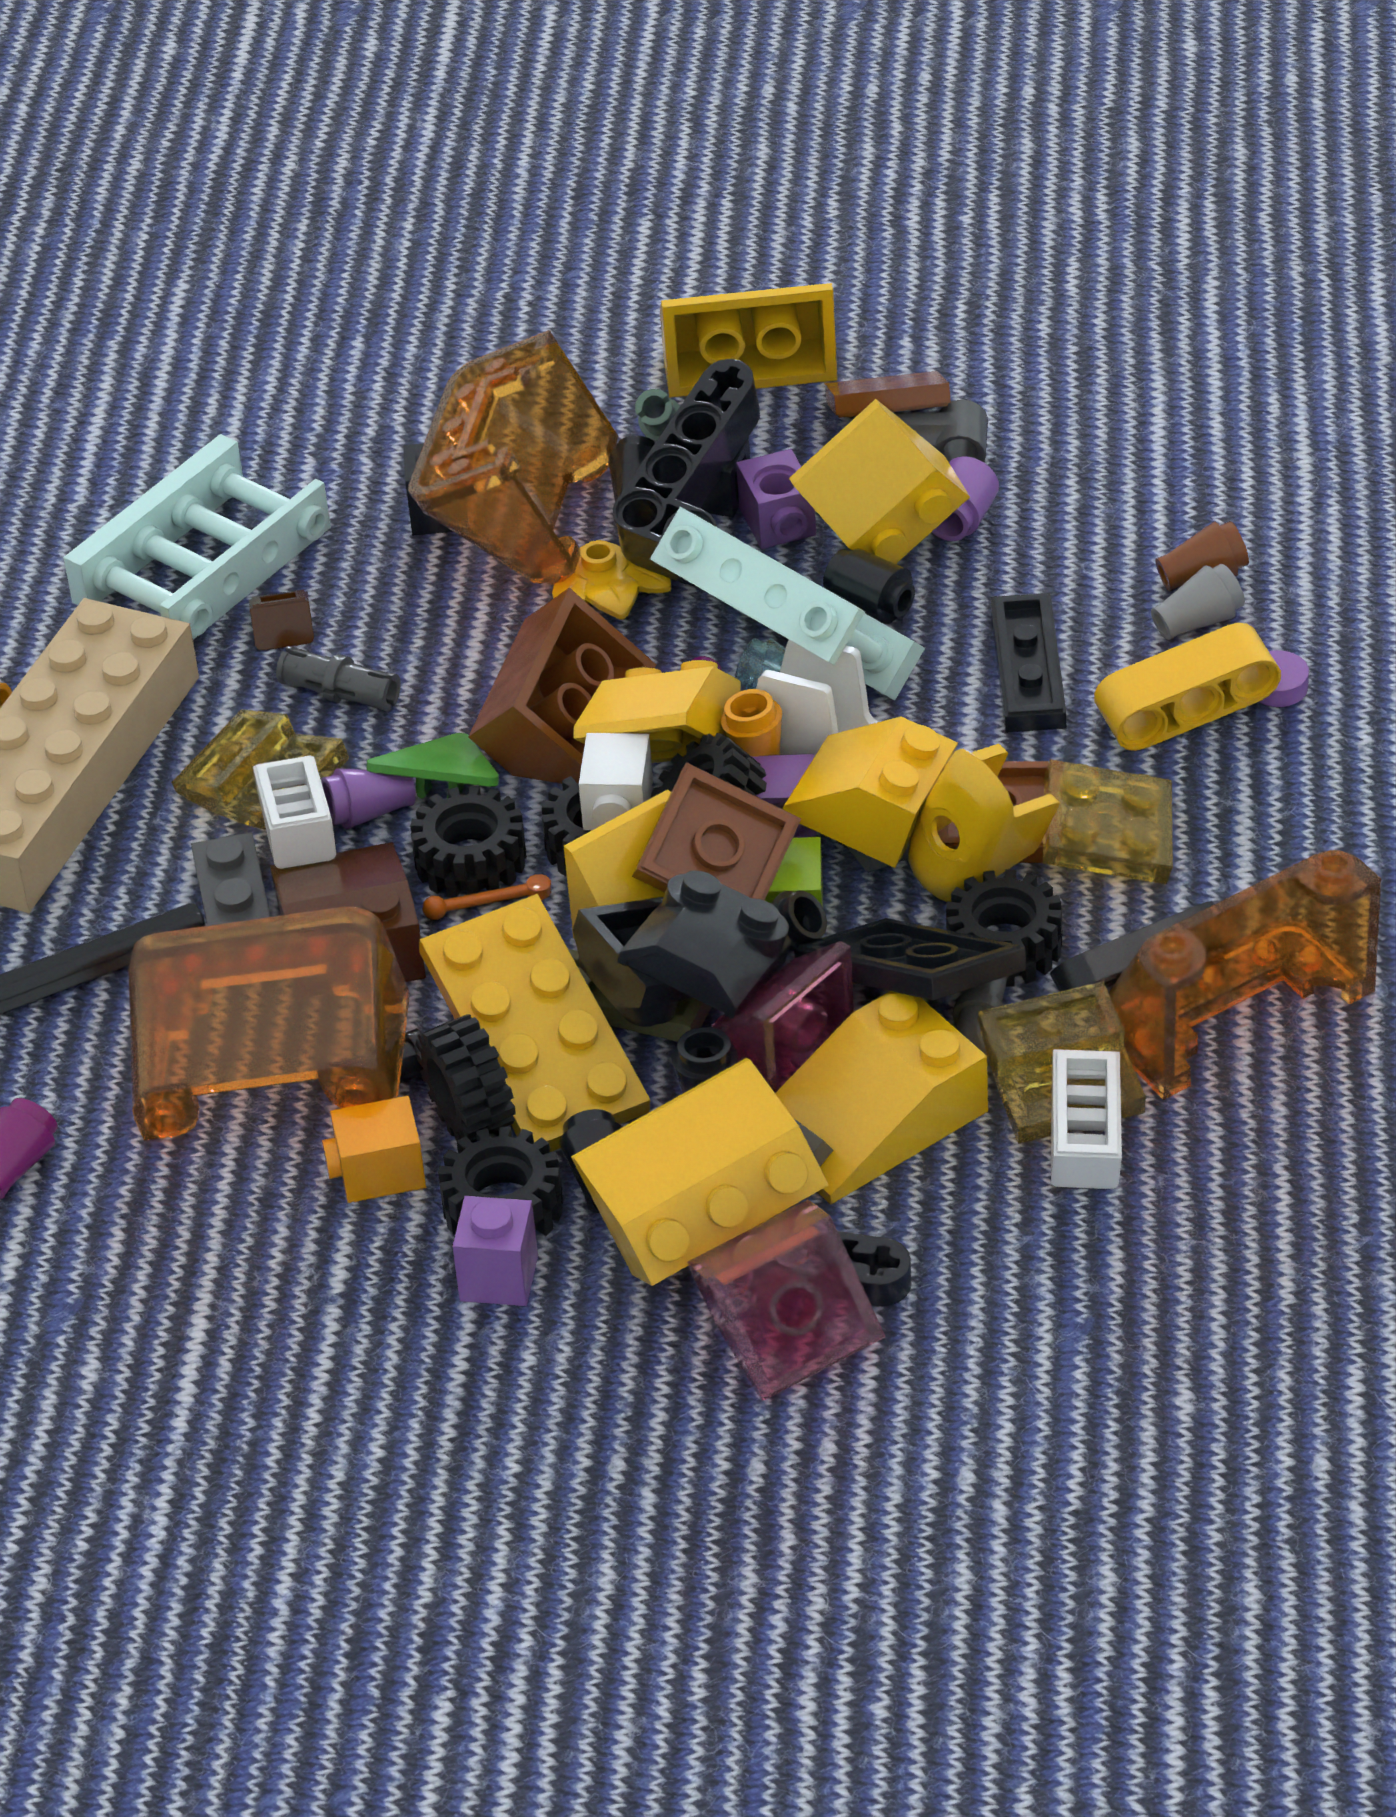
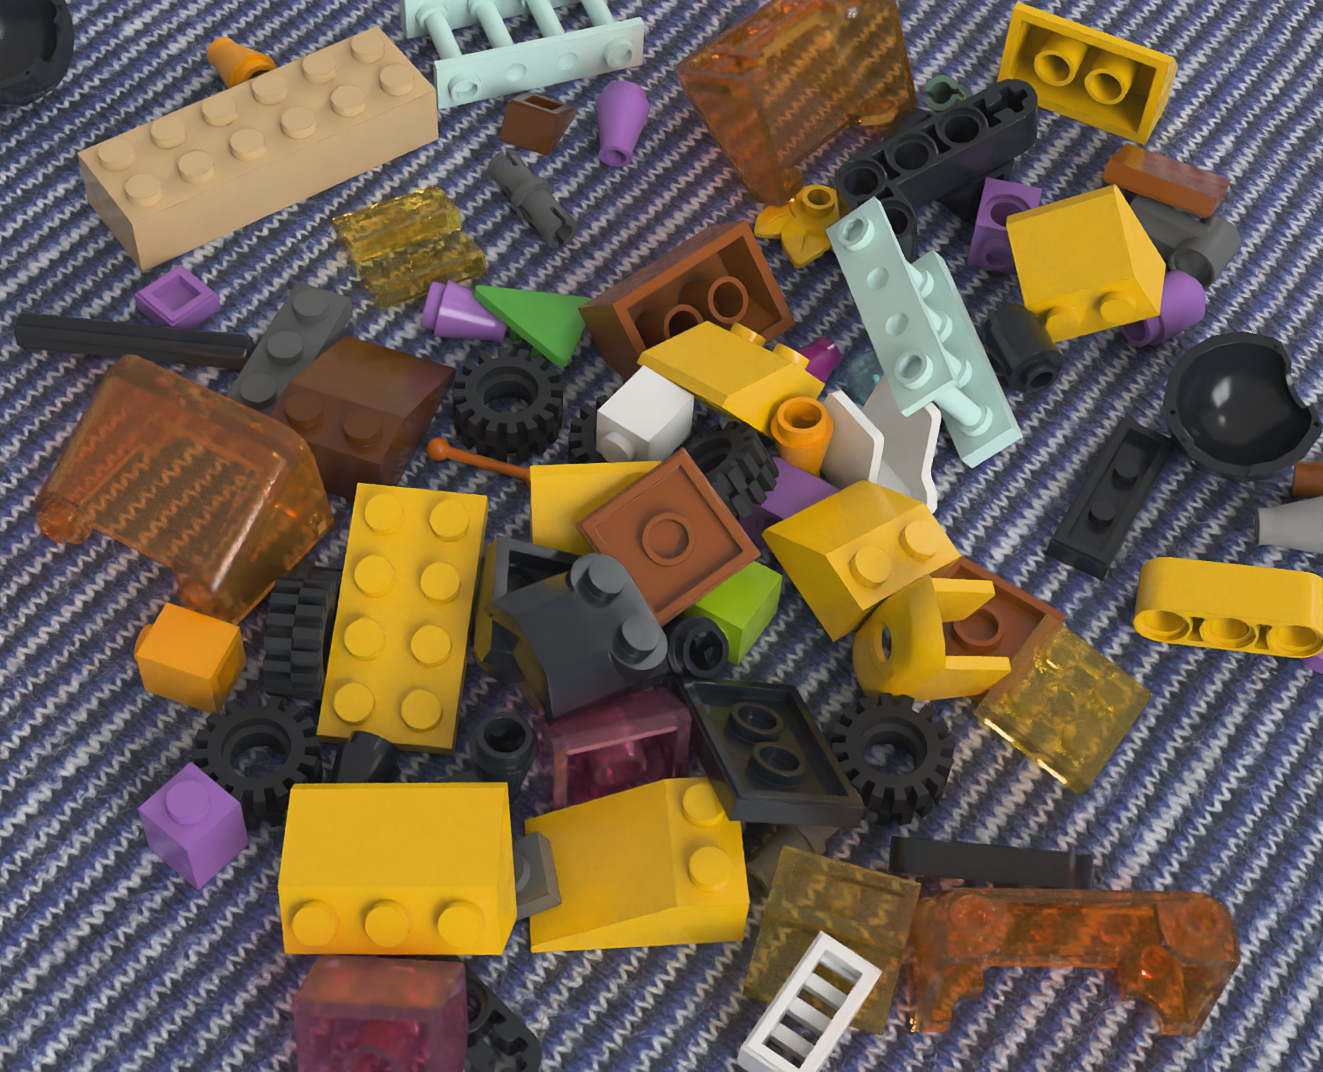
camera: 25 degrees right, 10 degrees up
(89, 913) = (177, 300): none -> medium lavender tile
(297, 816) = (386, 303): white slope -> none
(362, 576) = (620, 117): none -> medium lavender cone
(1085, 539) = (1238, 409): none -> black cylinder

